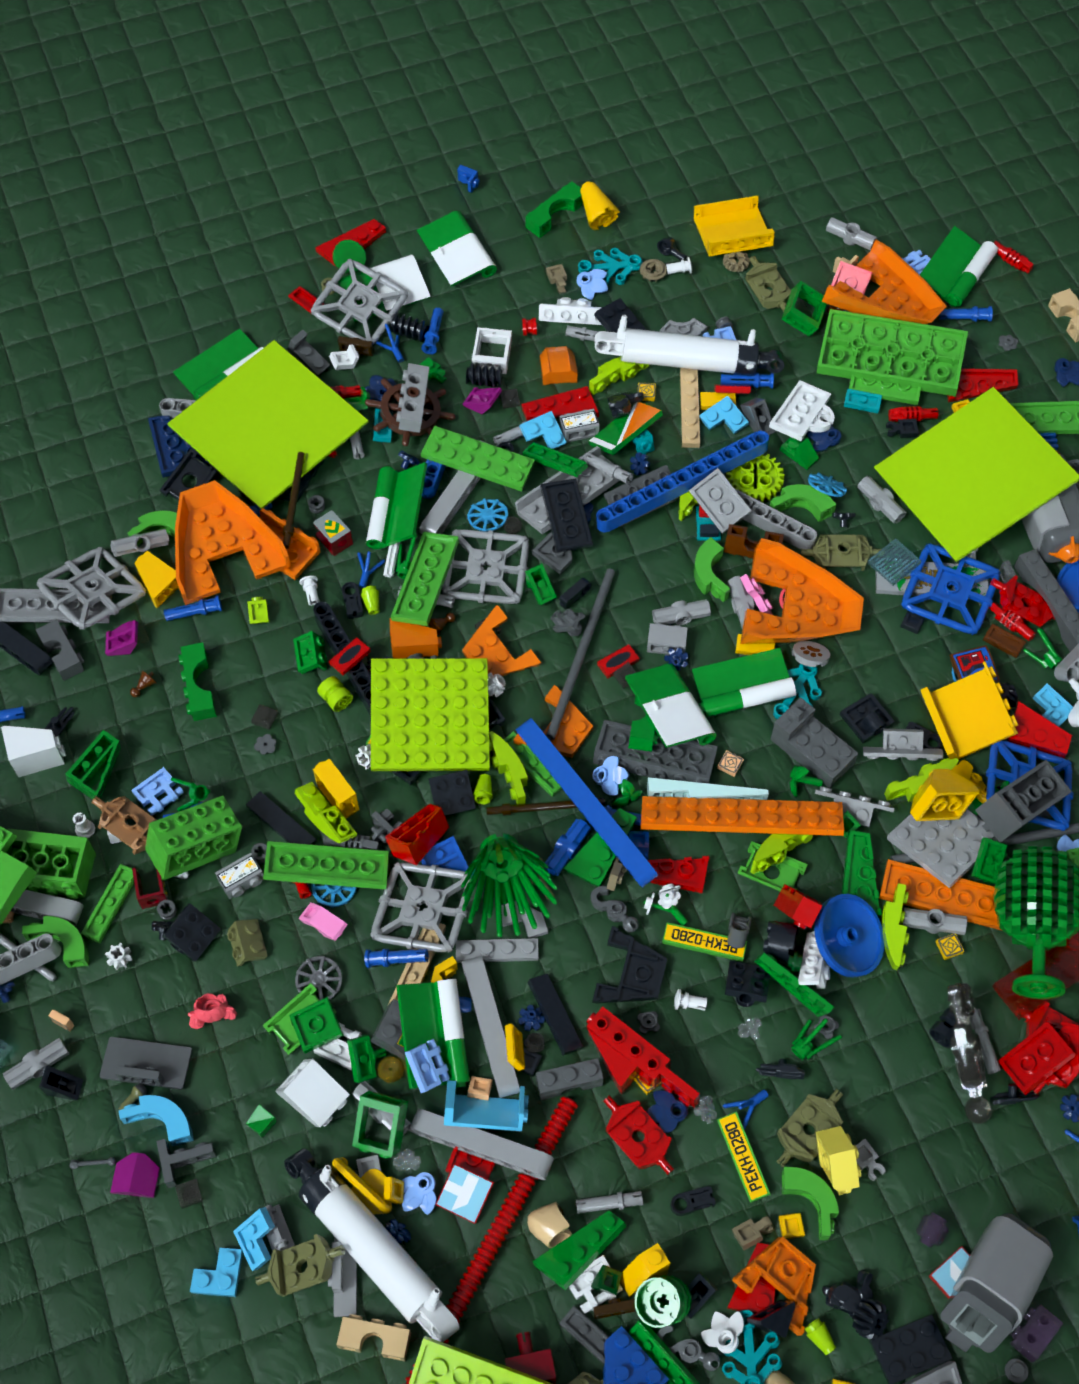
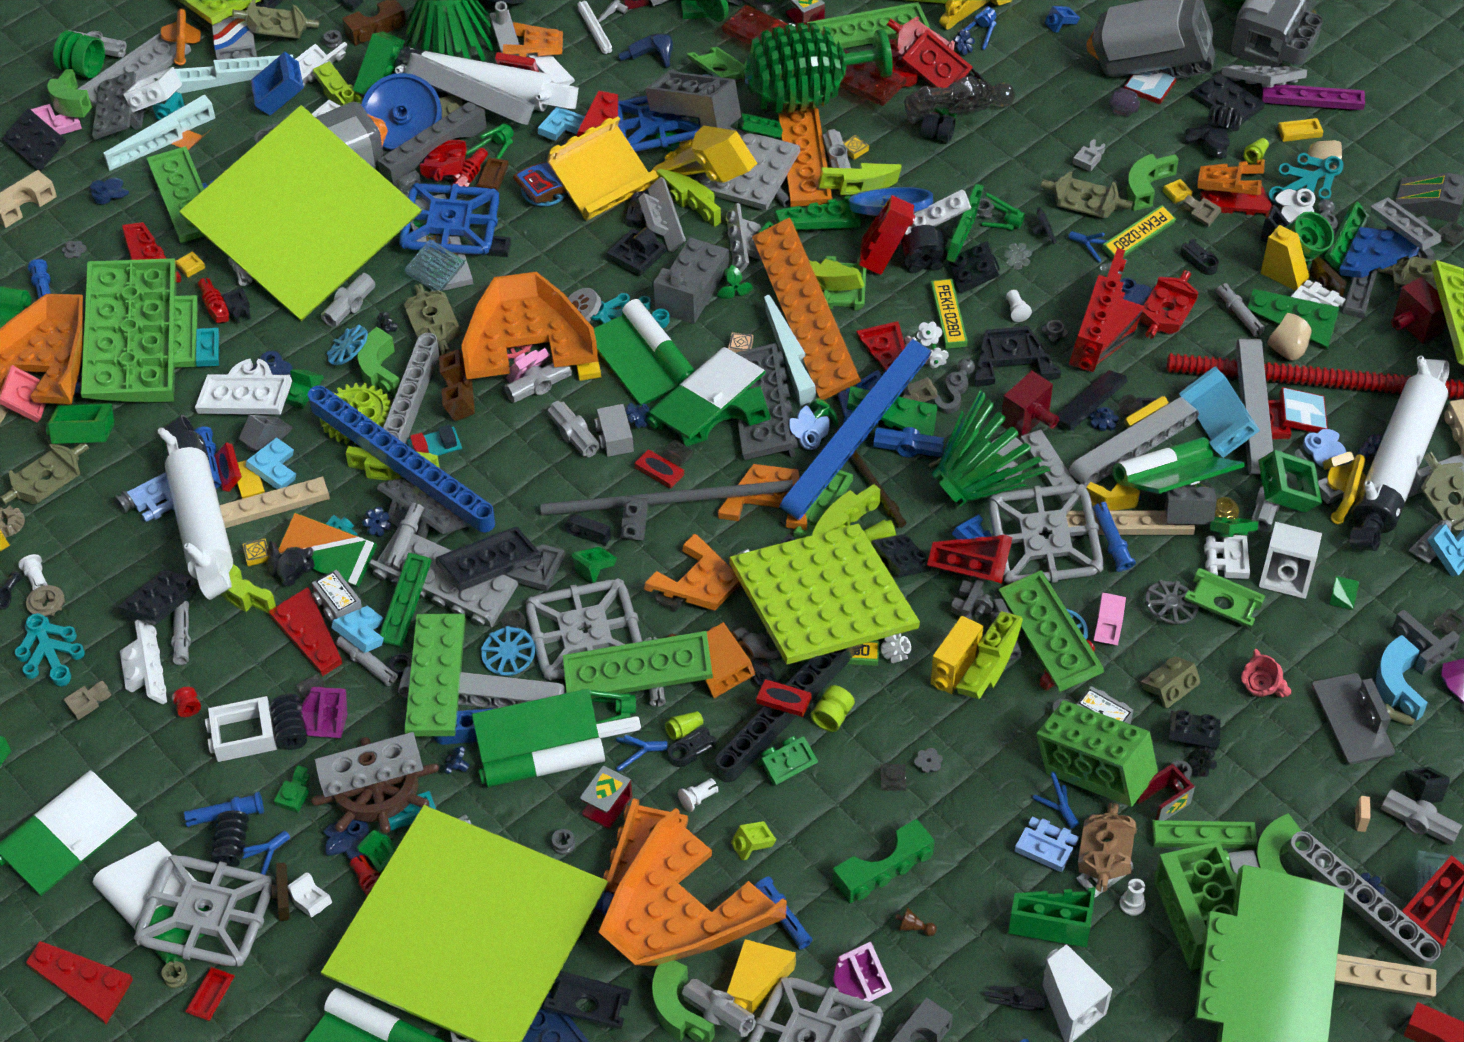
camera: 110 degrees left, 10 degrees down
(115, 952) = (1261, 791): white gear -> none
(196, 792) = (1036, 779): green plant -> none
(279, 820) = (1016, 707): black tile -> none
(288, 529) = (632, 830): dark brown bar -> none
(307, 354) = (314, 947): dark grey bracket -> none
(316, 1025) = (1224, 576): green tile -> none
(348, 250) = (115, 960): green tile -> none
(423, 1067) = (1214, 457): light blue plate -> none
(480, 1088) = (1198, 430): light nougat tile -> none
(556, 1080) = (1161, 375): dark grey arch -> none
(558, 365) = (242, 653): orange slope -> none
(559, 949) = (1029, 404): none -> dark red brick
(594, 284) = (87, 659): light blue plate -> none
(607, 1280) = (1312, 284): dark green slope -> none
(691, 327) = (146, 542): light grey tile -> none
(706, 558) = (503, 425): bright green arch -> none
(720, 500) = (415, 419): light grey plate -> none
(738, 930) = (927, 282): dark grey piece -> none
(774, 1318) = (1268, 171): black slope -> none
(795, 962) = (945, 223): dark green plate -> none
(838, 1159) = (1109, 158): light yellow hinge -> none

